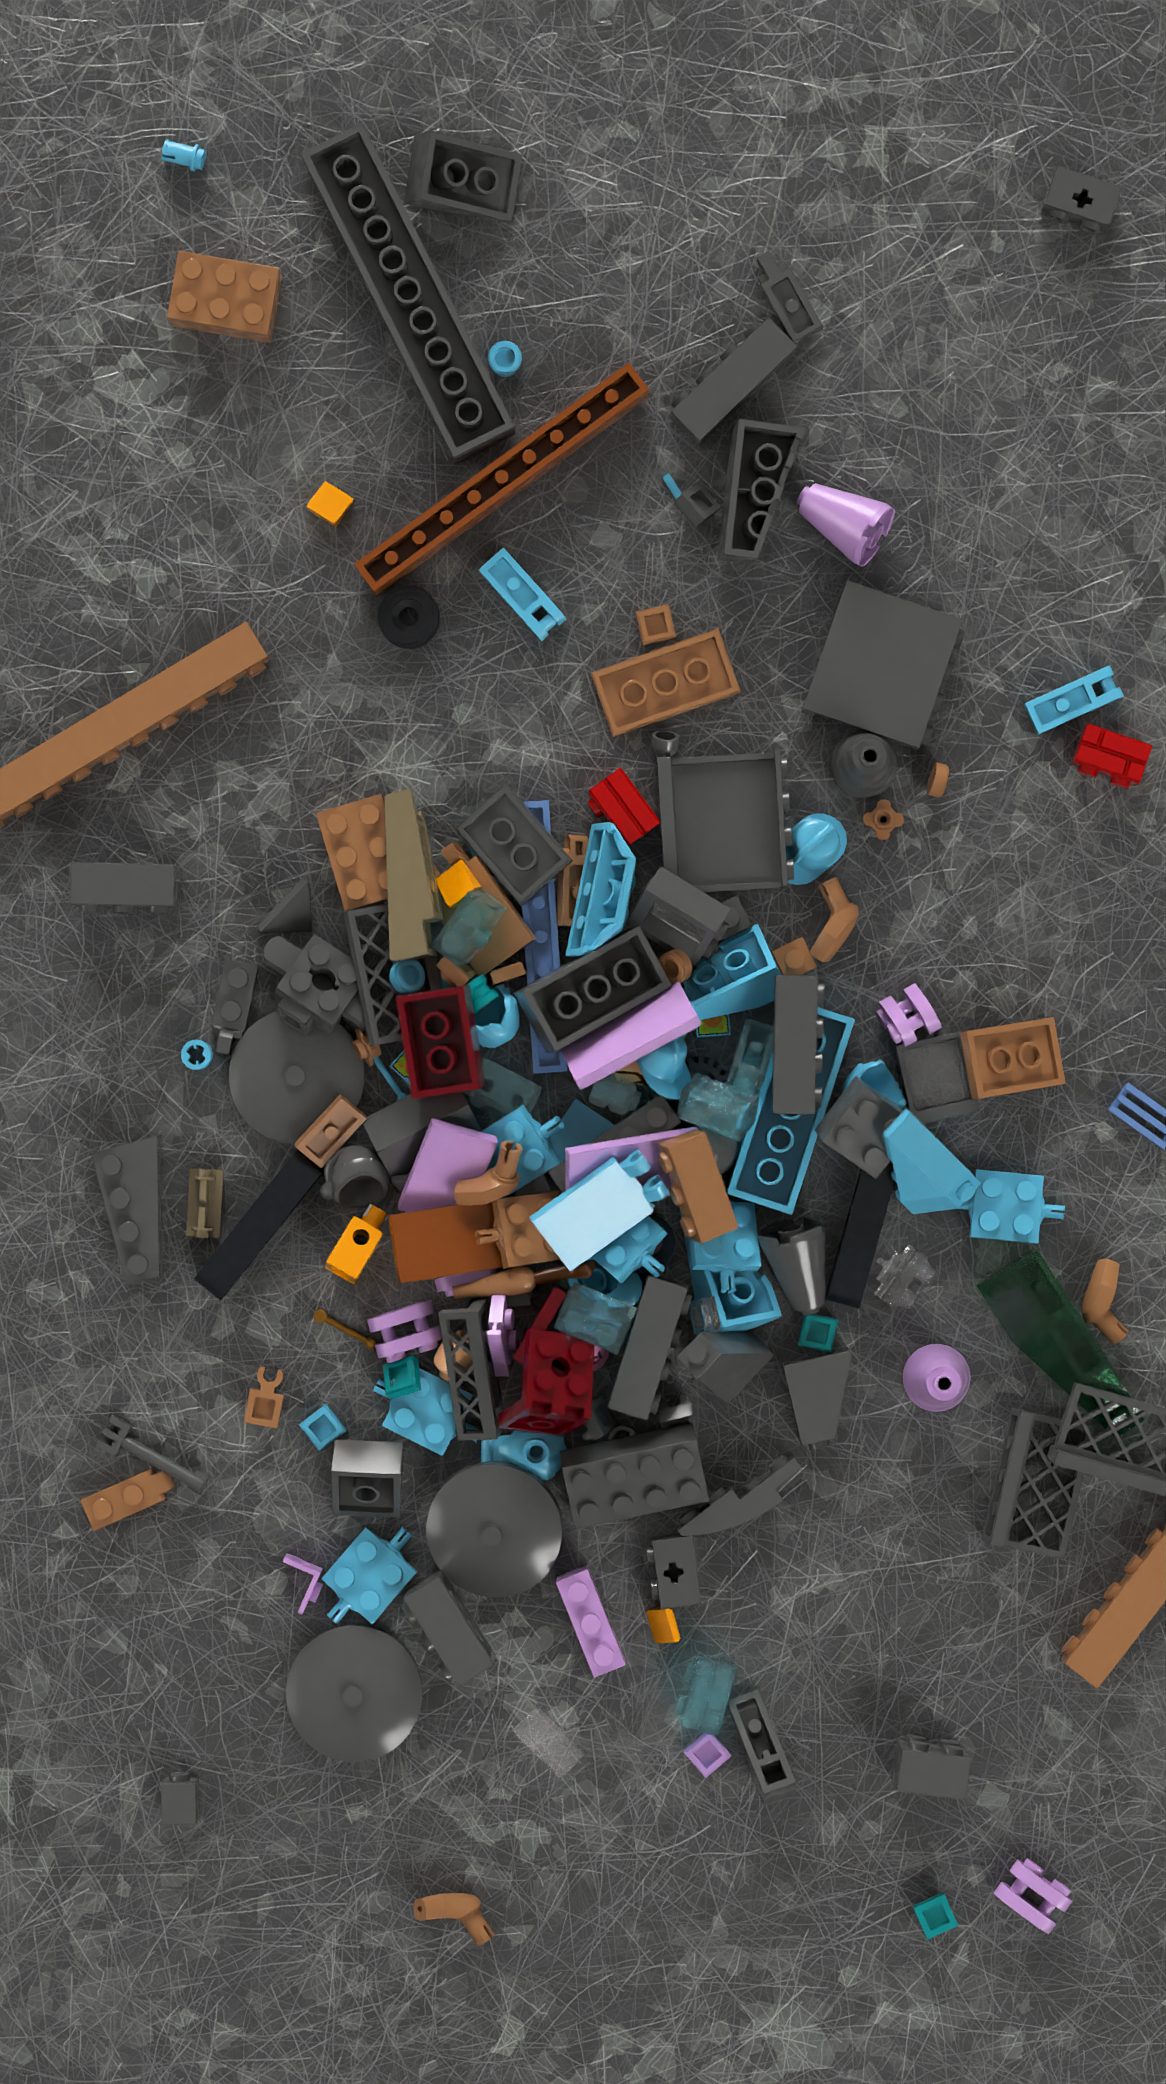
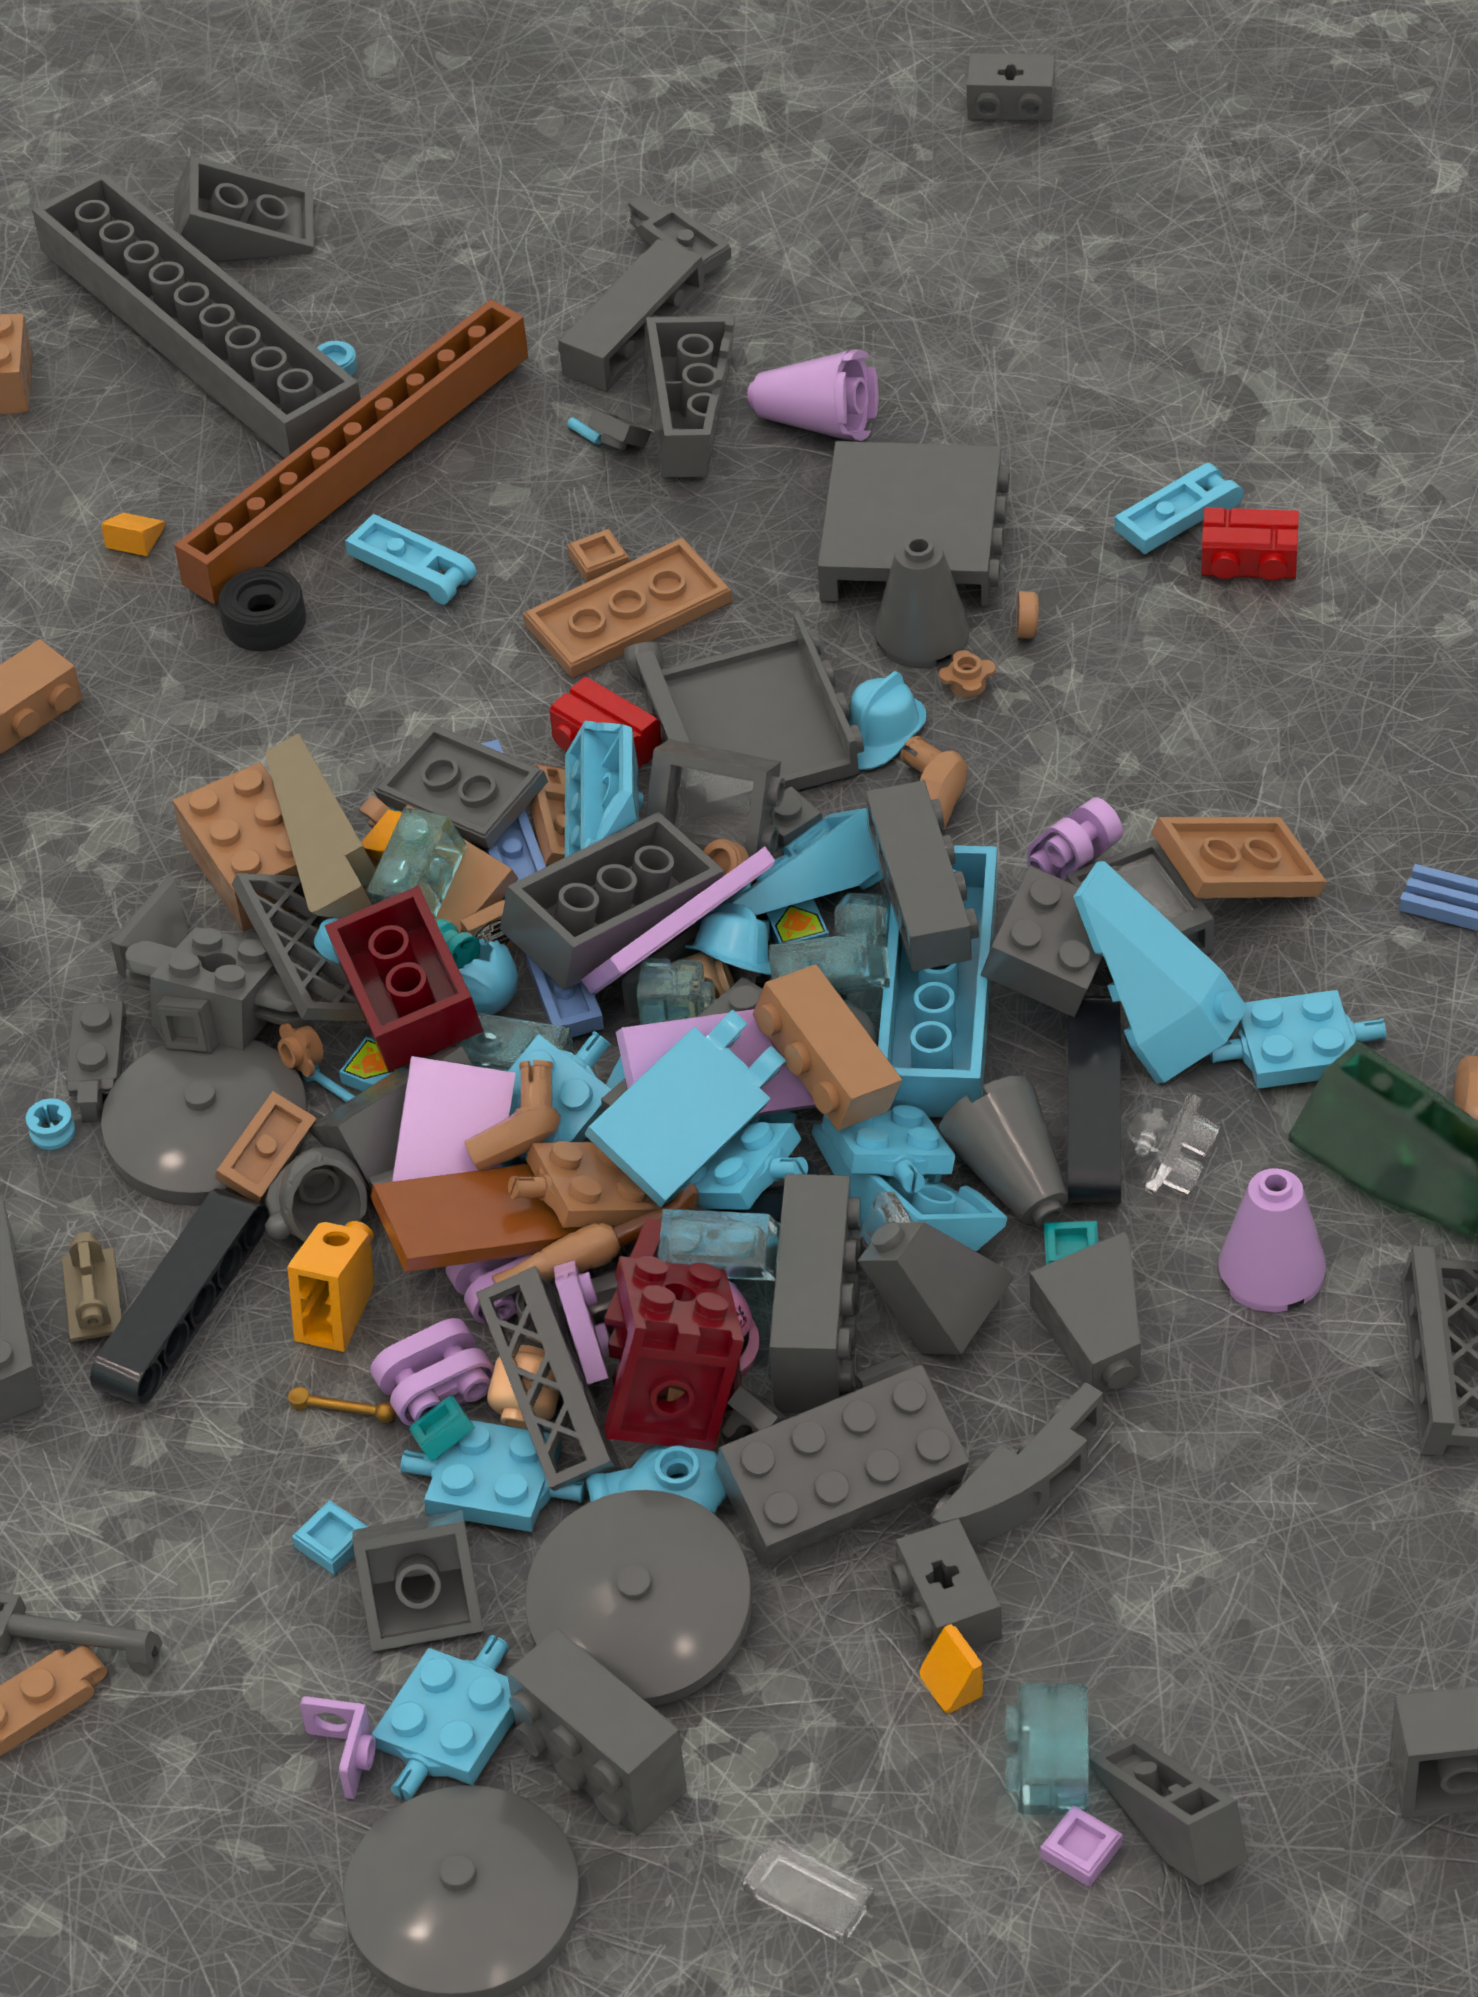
camera: 15 degrees left, 40 degrees down
(265, 1404) = (232, 1517): medium nougat plate -> none
(590, 1621) = (853, 1708): lavender arch -> none

